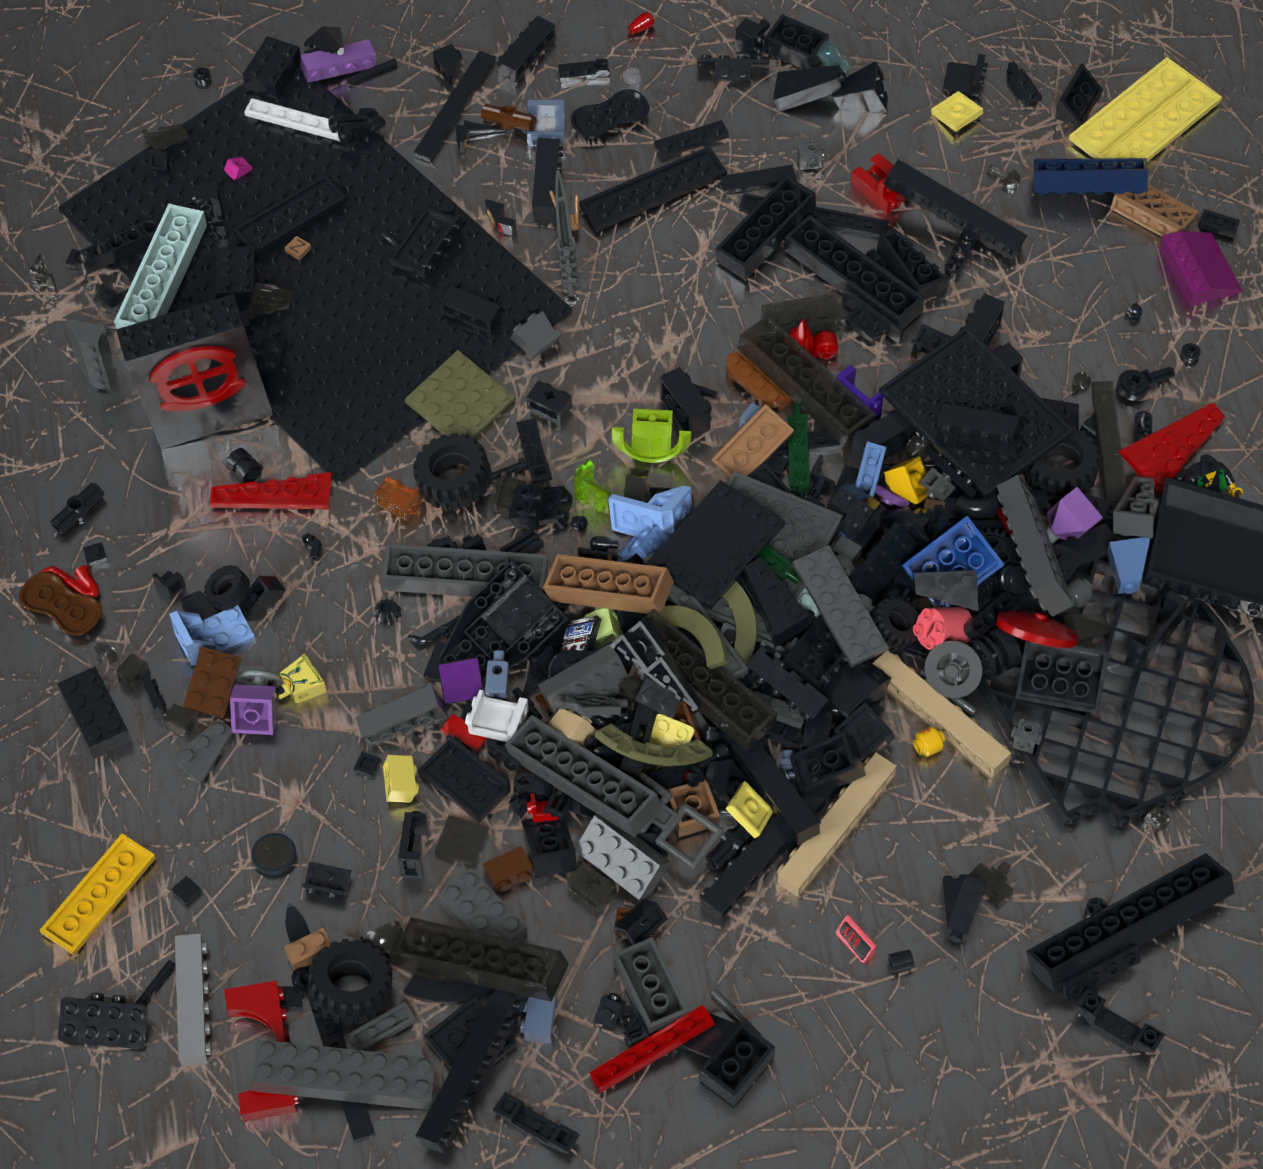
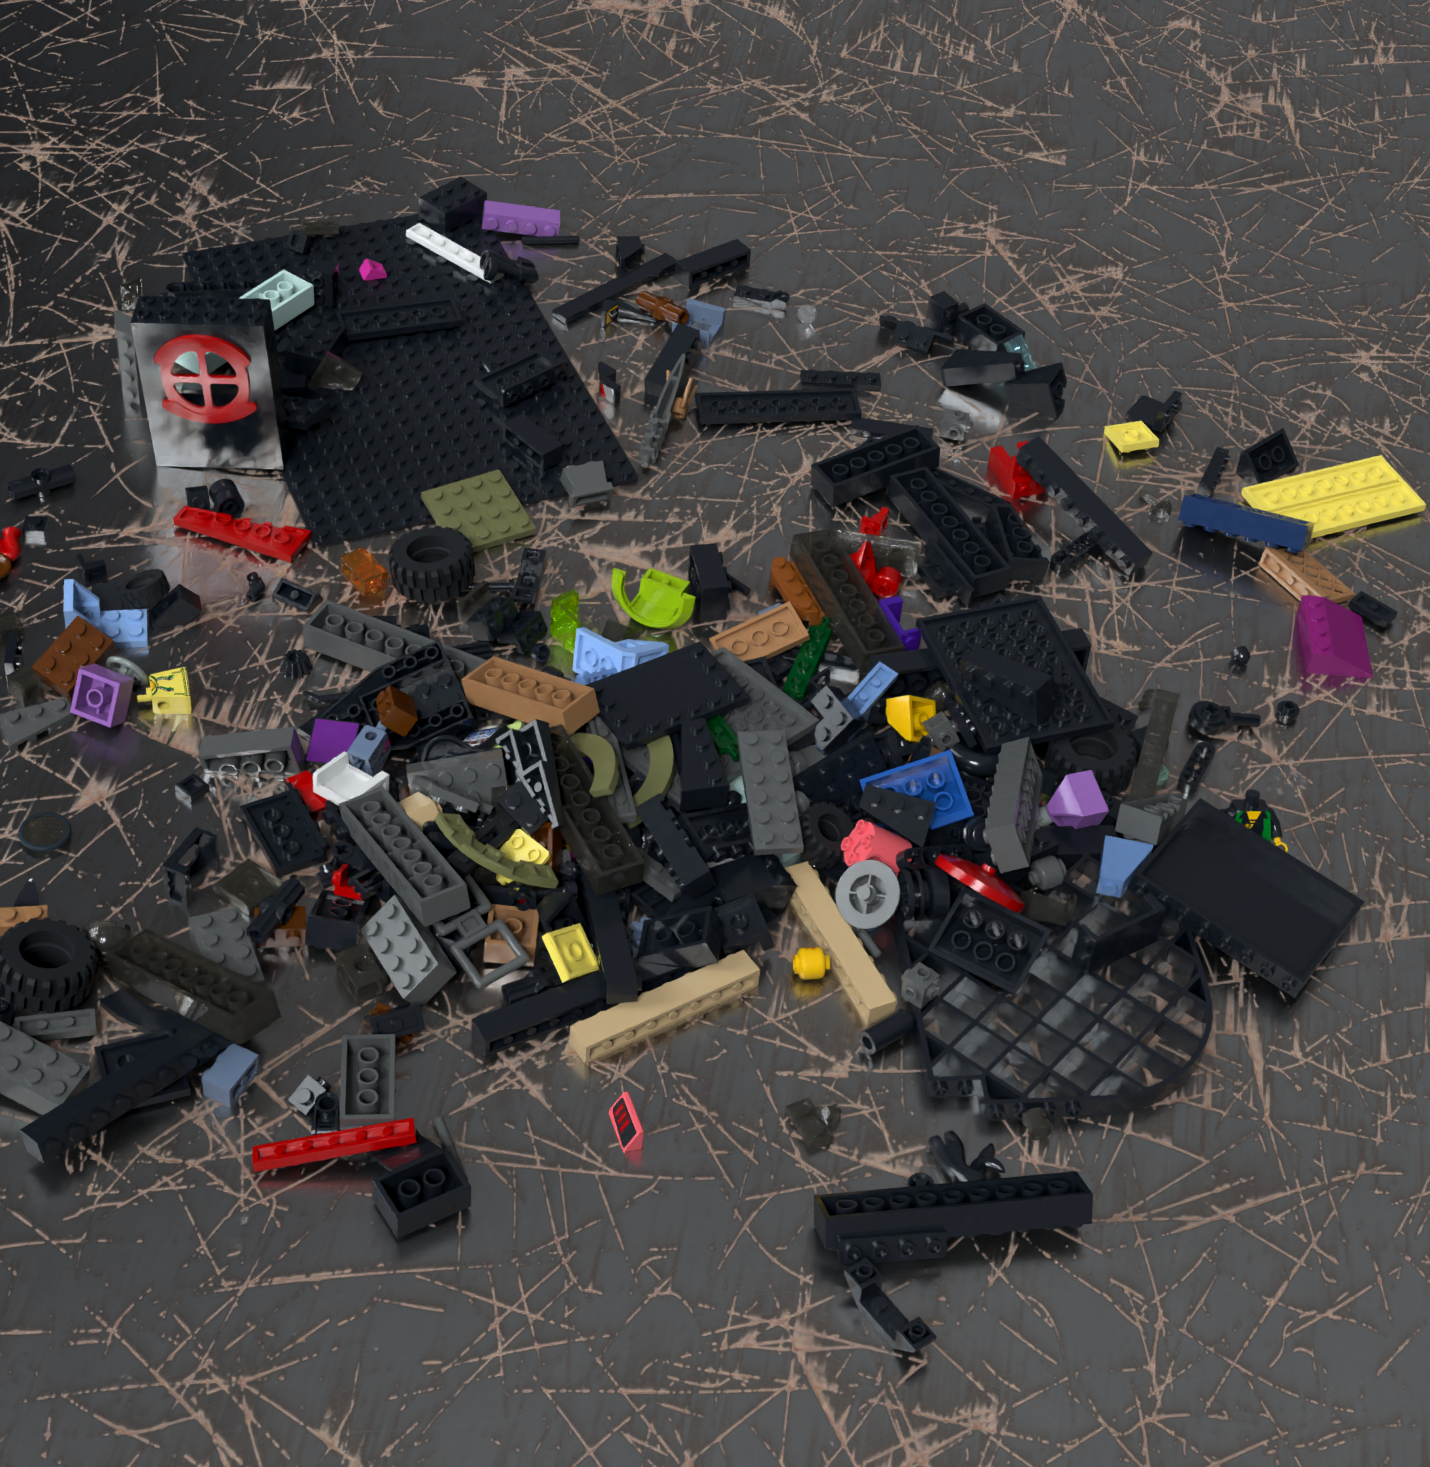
camera: 15 degrees right, 15 degrees down
(202, 75) = (384, 196): black plate -> none
(217, 472) = (198, 497): none -> black bracket
(298, 248) = (391, 347): medium nougat tile -> none
(327, 40) = (520, 199): black wedge -> none
(327, 879) = (84, 871): black bracket -> none
(351, 542) = (296, 596): none -> black slope
(400, 778) = (215, 806): light yellow brick -> none
(504, 862) = (275, 911): none -> black piece
(505, 636) = (396, 710): none -> reddish brown brick
(535, 1125) = (161, 1174): black slope -> none
(549, 401) = (568, 542): black brick -> none
(622, 108) = (783, 335): black plate -> none
(641, 23) = (840, 277): red cone -> none
(789, 290) = (875, 525): none -> red bracket
(890, 497) = (881, 724): medium lavender plate -> none
(901, 961) = (666, 1161): black gear -> none
(960, 905) = (765, 1128): black slope -> none
(985, 318) = (1071, 605): black brick -> none
(1012, 780) = (886, 1031): none -> black brick
(1022, 85) = (1212, 434): black hinge -> none
(1038, 123) = (1214, 471): none -> black piece
(1110, 876) = (953, 1159): none -> black piece
(1172, 446) = (1225, 779): red wing -> none

